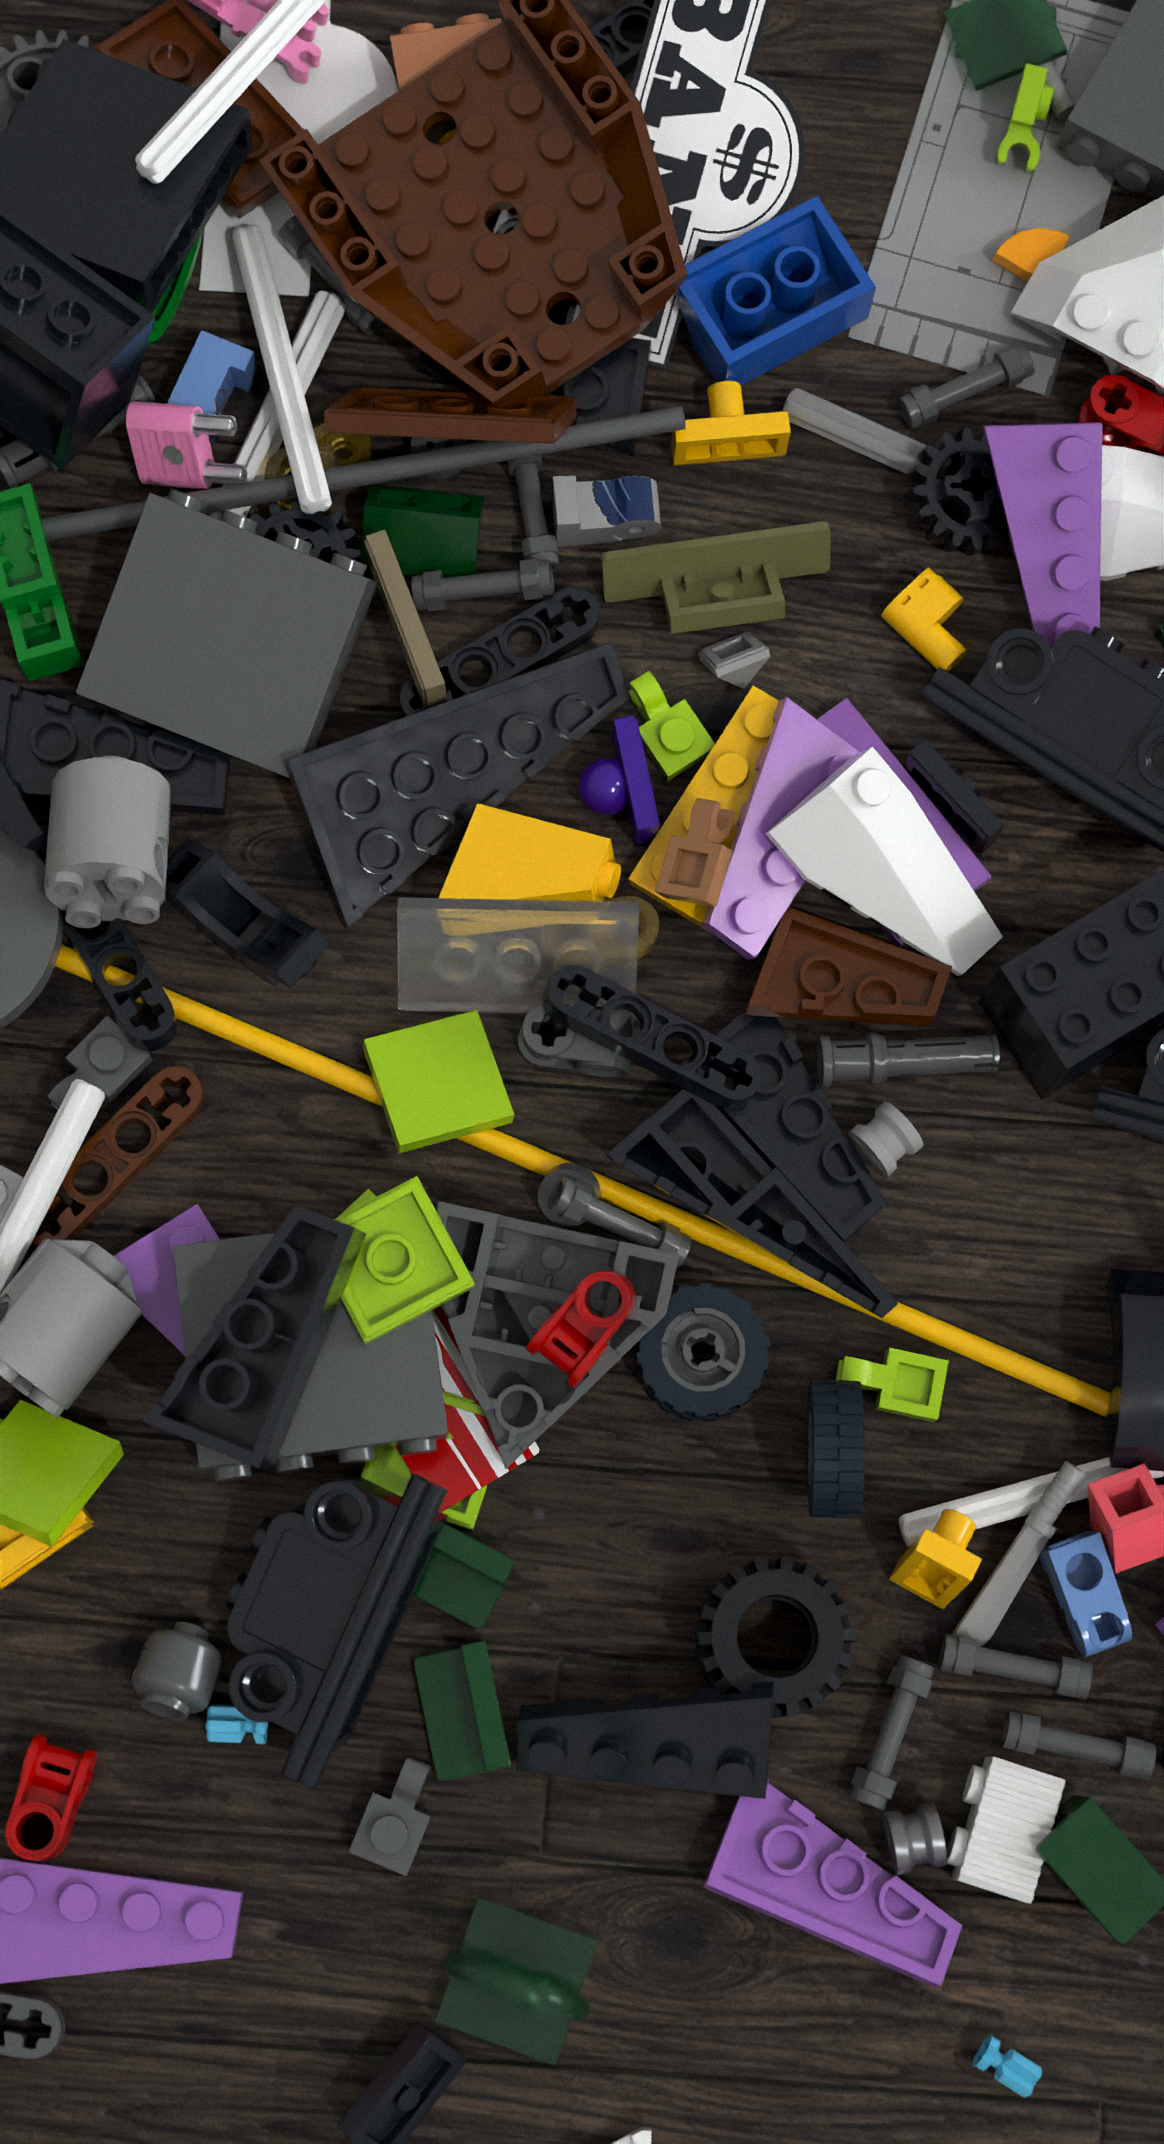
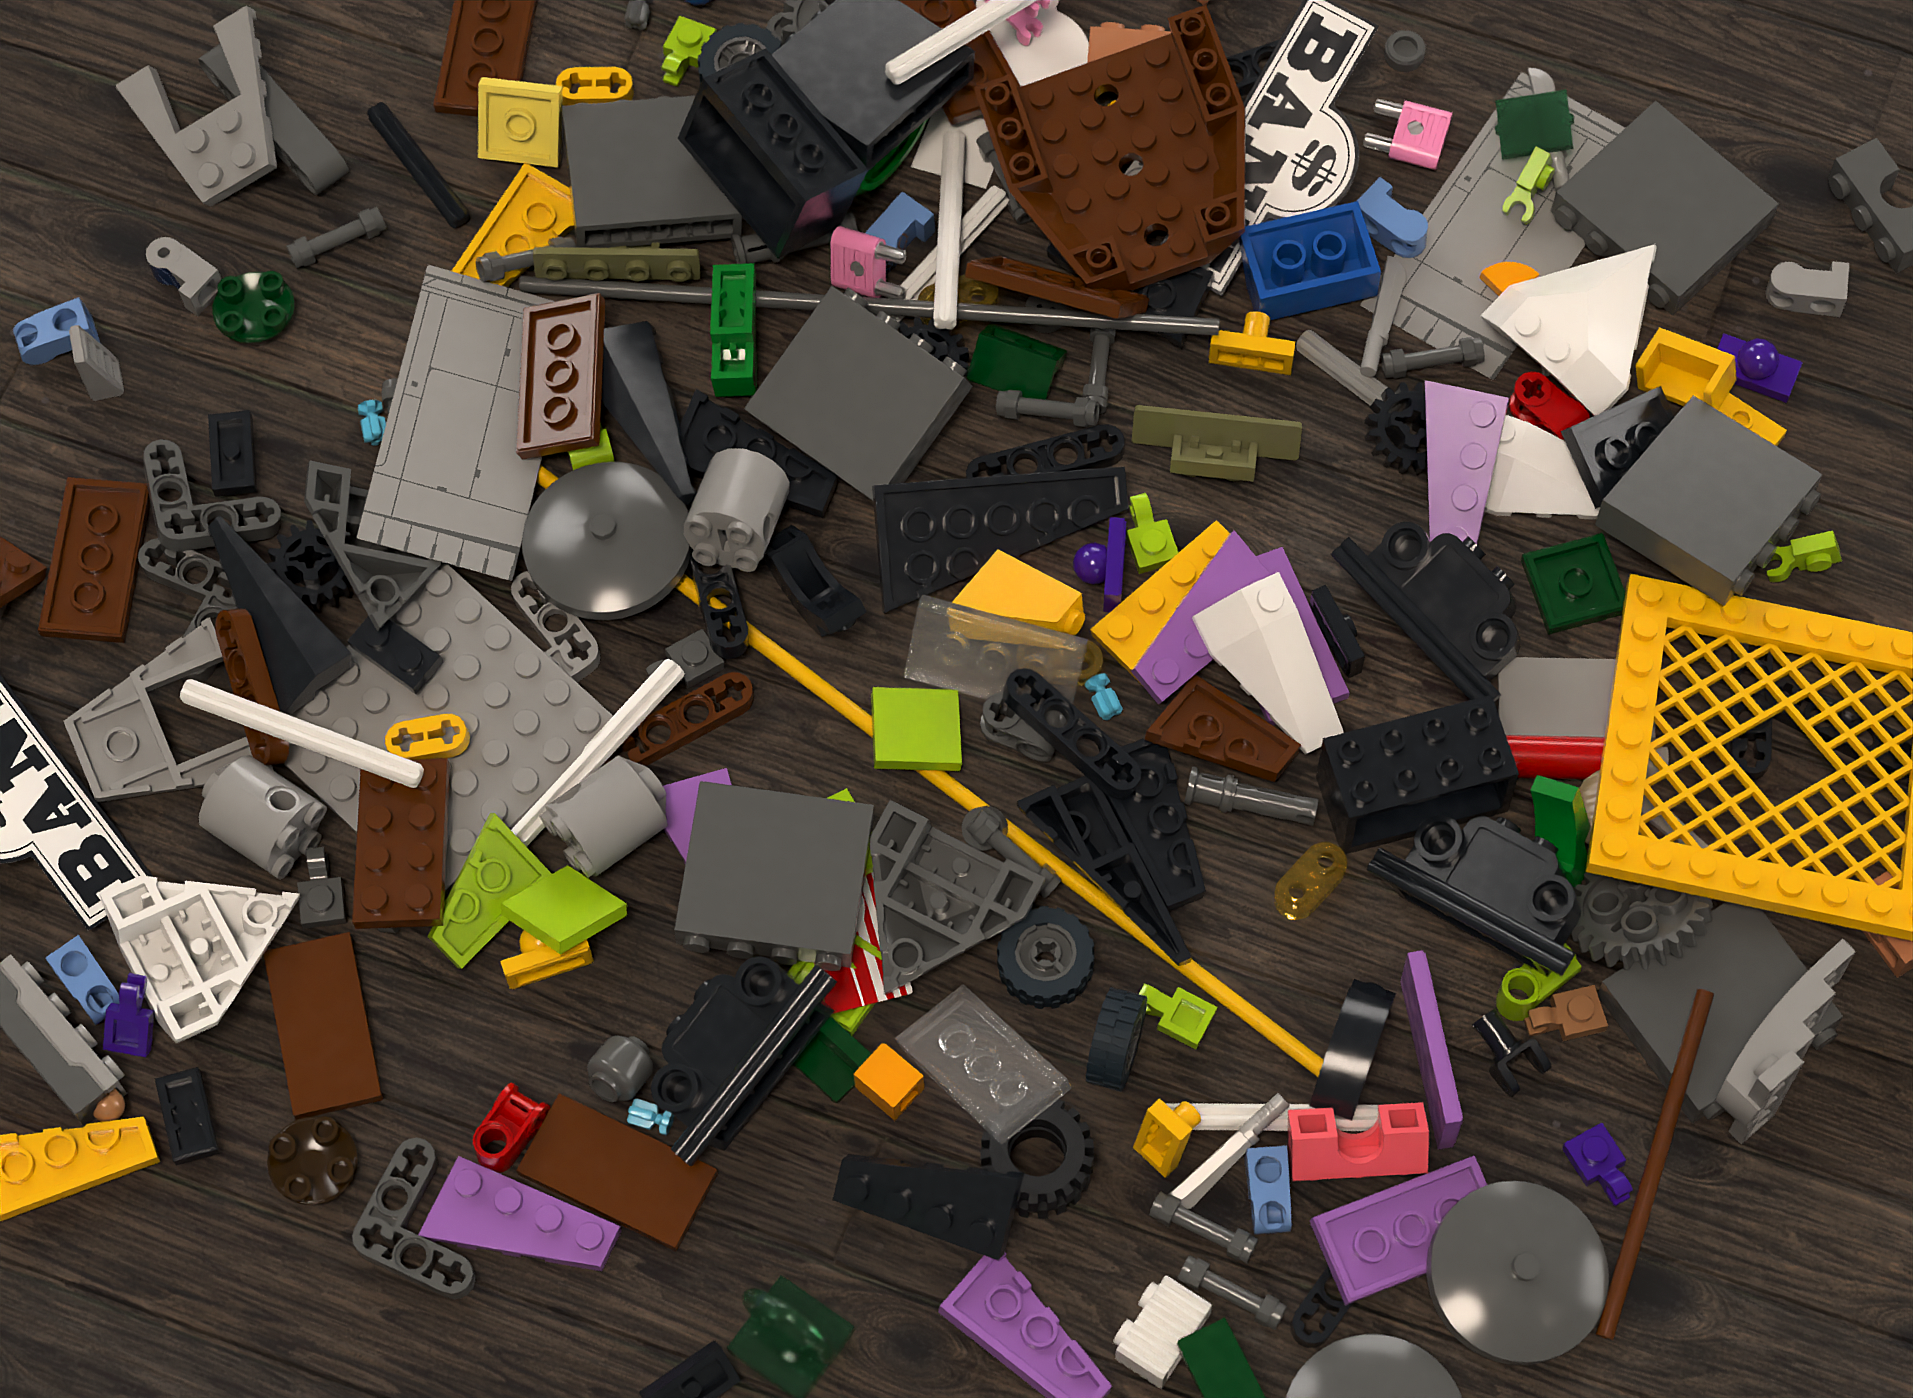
camera: 25 degrees right, 10 degrees down
(212, 1815) = (616, 1172): none -> reddish brown tile
(263, 1344) = (742, 851): black wedge -> none
(393, 1826) = (735, 1213): dark grey plate -> none
(403, 1262) = (845, 828): lime tile -> none
(405, 619) = (984, 414): dark tan tile -> none
(462, 1712) = (807, 1151): dark green panel -> none
(544, 1585) = (889, 1081): none -> light orange panel
(582, 1327) = (962, 906): red piece -> none
(604, 510) = (1148, 379): light grey leg -> none
(668, 1534) = (983, 1064): none -> clear tile
(675, 971) = (1105, 699): none -> medium azure piece
(698, 864) = (1140, 624): medium nougat plate -> none
(735, 658) = (1211, 502): light grey slope -> none
(858, 82) = (1417, 135): none -> bright pink piece
(864, 215) = (1391, 223): none -> medium blue leg
(885, 1139) = (1218, 848): light grey wheel -> none
(886, 346) = (1386, 305): none -> light grey piece
(910, 1681) = (1078, 1277): dark grey bar -> none
(915, 1839) = (1096, 1319): flat silver wheel -> none
(919, 616) = (1353, 503): yellow piece -> none
(1014, 1145) = (1311, 879): none -> clear yellow plate

